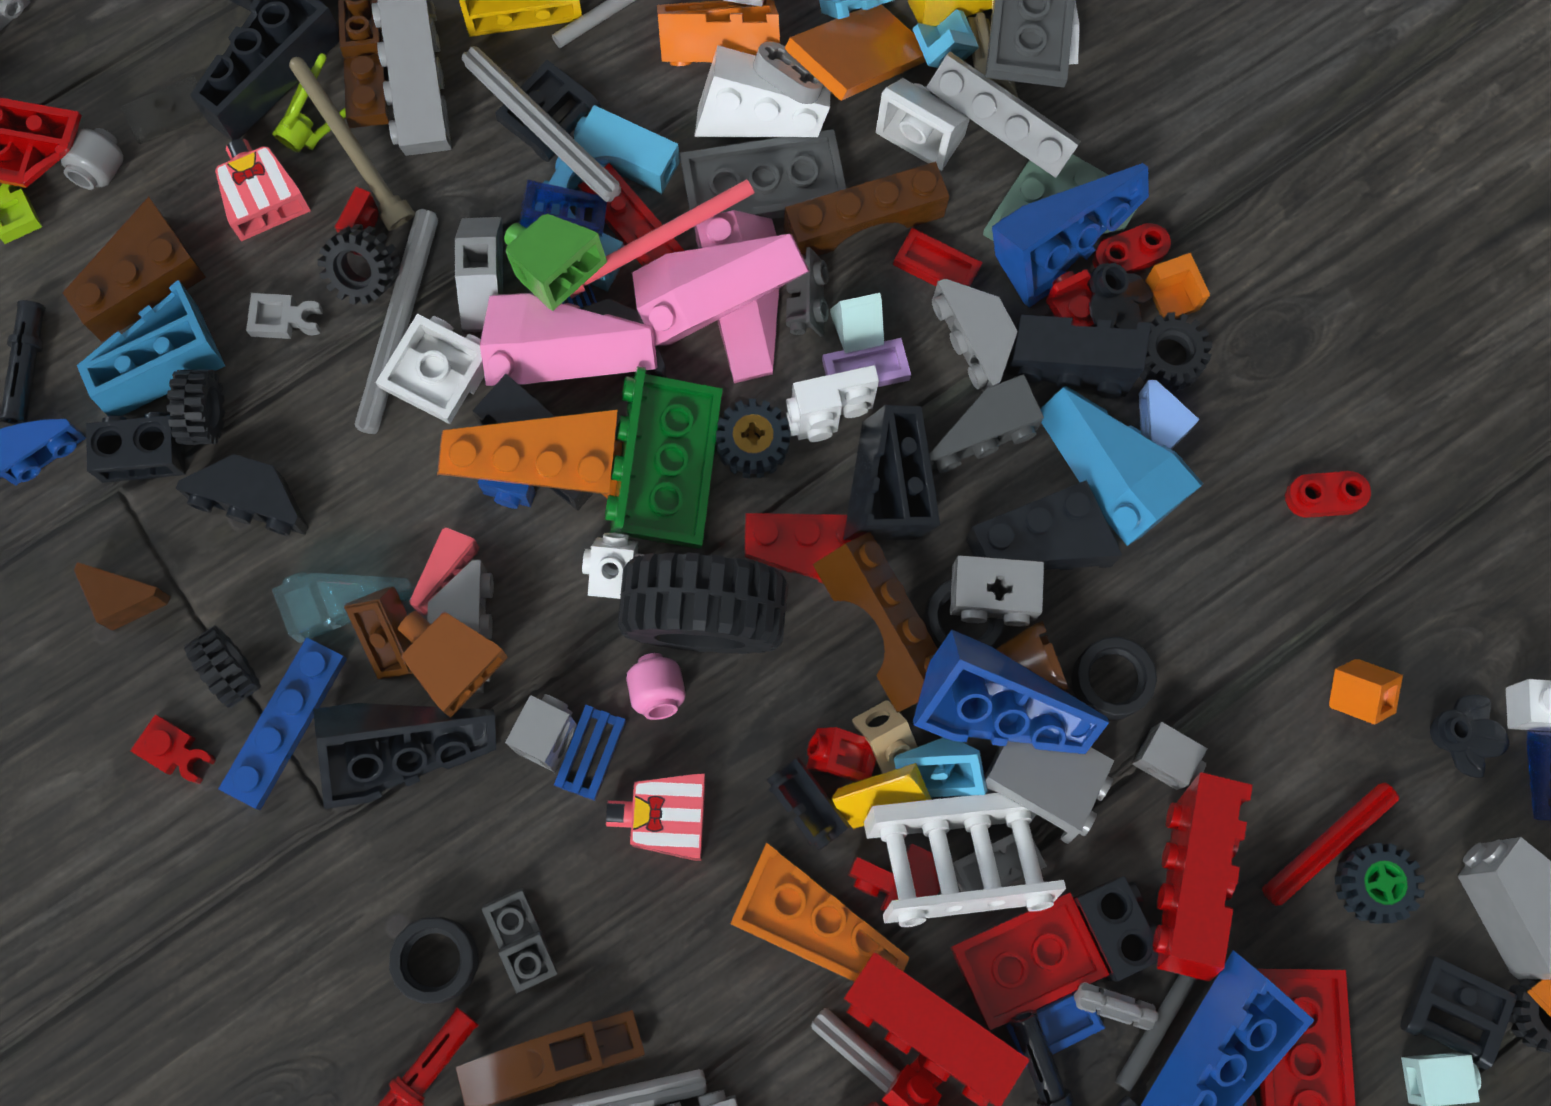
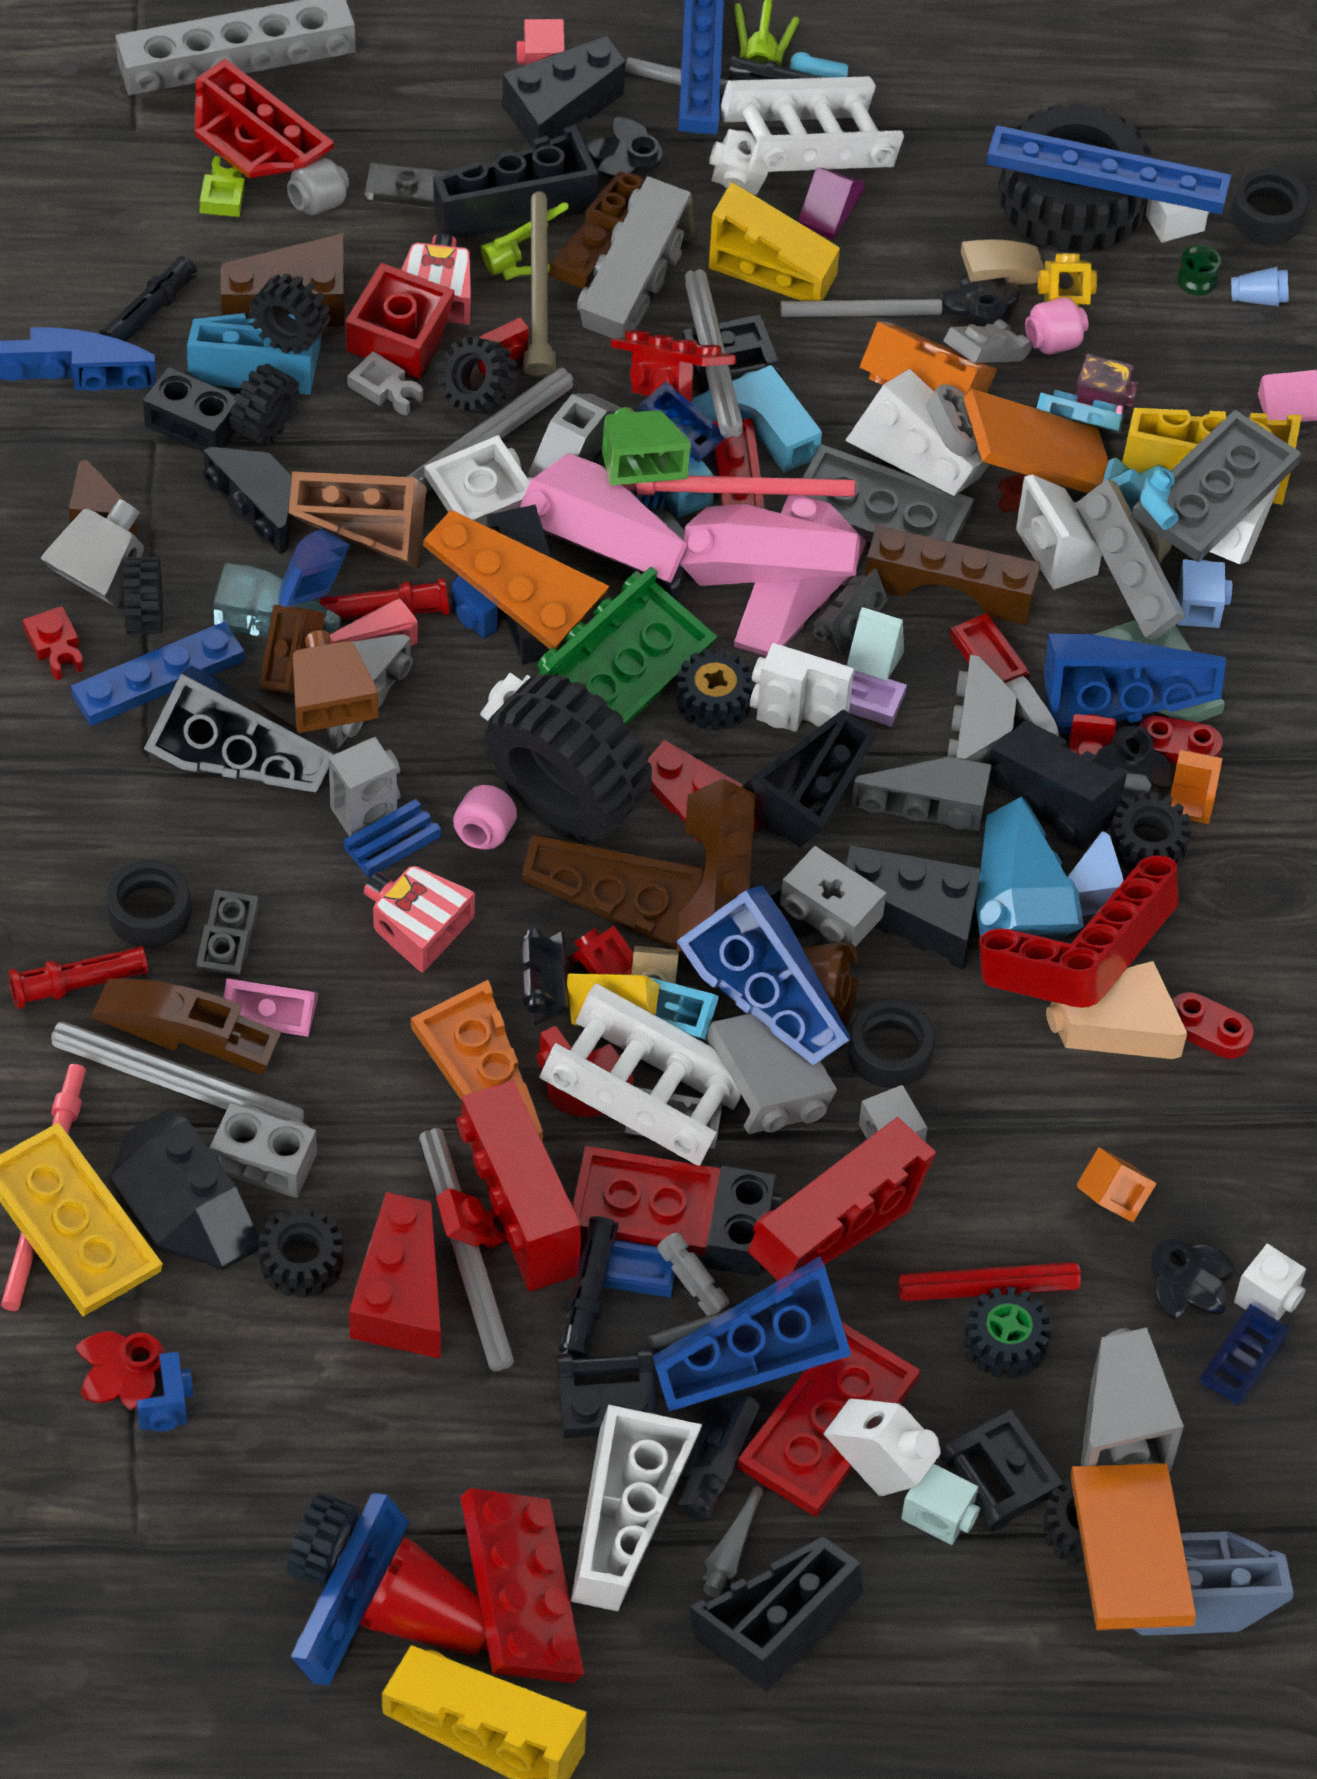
camera: 35 degrees right, 20 degrees down
(150, 647) = (94, 551): none -> light grey torso
(163, 318) = (298, 300): none -> black tyre
(254, 249) = (399, 319): none -> red slope
(351, 549) = (312, 568): none -> blue slope
(354, 459) = (364, 509): none -> nougat wedge
(447, 514) = (417, 598): none -> red pin
(512, 156) = (664, 359): none -> red bracket
(600, 984) = (274, 1006): none -> bright pink slope
(810, 676) = (615, 885): none -> reddish brown wing
(859, 112) = (1011, 489): none -> clear red plate
(1003, 52) = (1155, 497): none -> medium azure arm
(1015, 300) = (1030, 706): none -> light grey beam
(1064, 106) = (1203, 593): none -> light blue brick
(1226, 484) = (1090, 965): none -> red beam
(1263, 532) = (1129, 1019): none -> light nougat slope
(1388, 1075) = (883, 1444): none -> white torso

